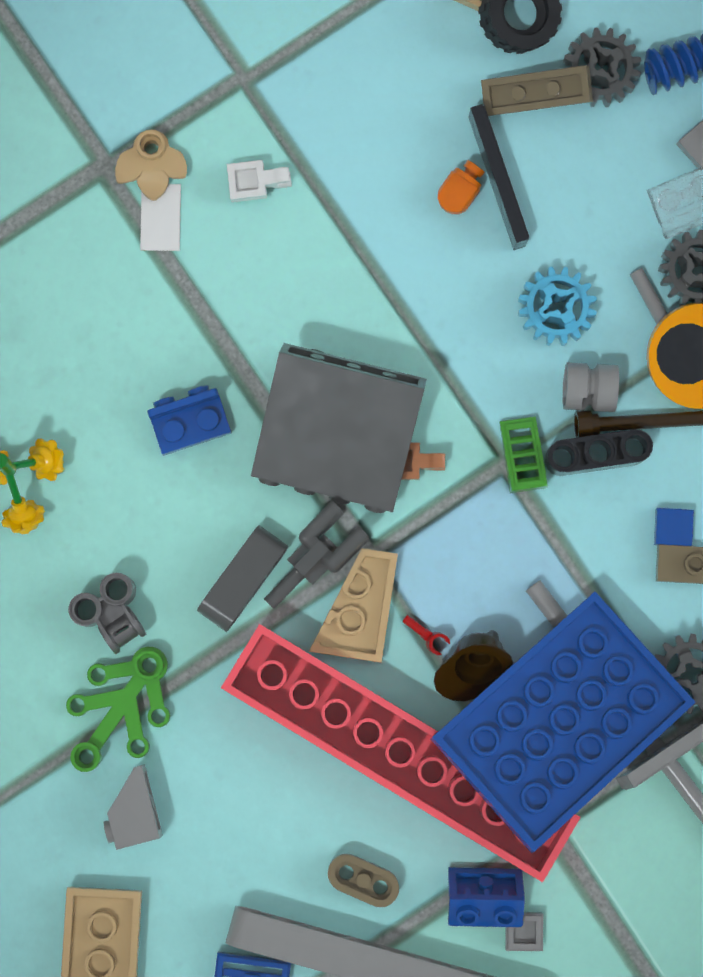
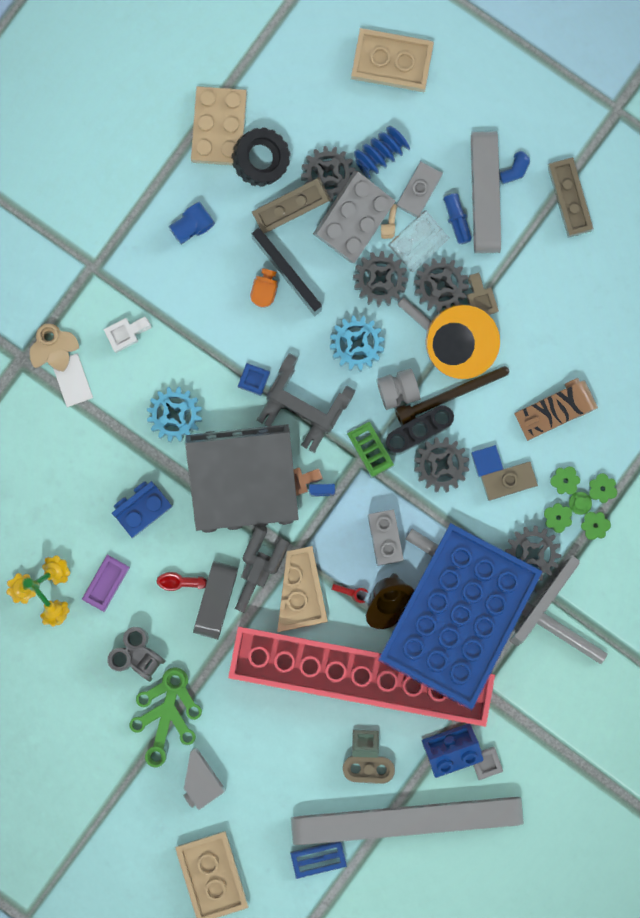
camera: 20 degrees left, 0 degrees up
(105, 502) = (105, 583): none -> medium lavender tile
(196, 533) = (173, 581): none -> red piece
(263, 315) = (184, 407): none -> medium azure gear
(371, 844) = (365, 743): none -> sand green tile
(399, 66) = (194, 221): none -> blue piece
(401, 304) = (253, 379): none -> blue tile
(438, 484) = (322, 490): none -> blue tile
(469, 391) = (280, 399): none -> dark grey connector
(500, 578) = (385, 537): none -> light grey brick
(613, 218) = (387, 287): none -> dark grey gear
(615, 137) = (354, 217): none -> light grey plate
(622, 522) = (452, 471): none -> dark grey gear
(654, 171) = (388, 230): none -> tan hand

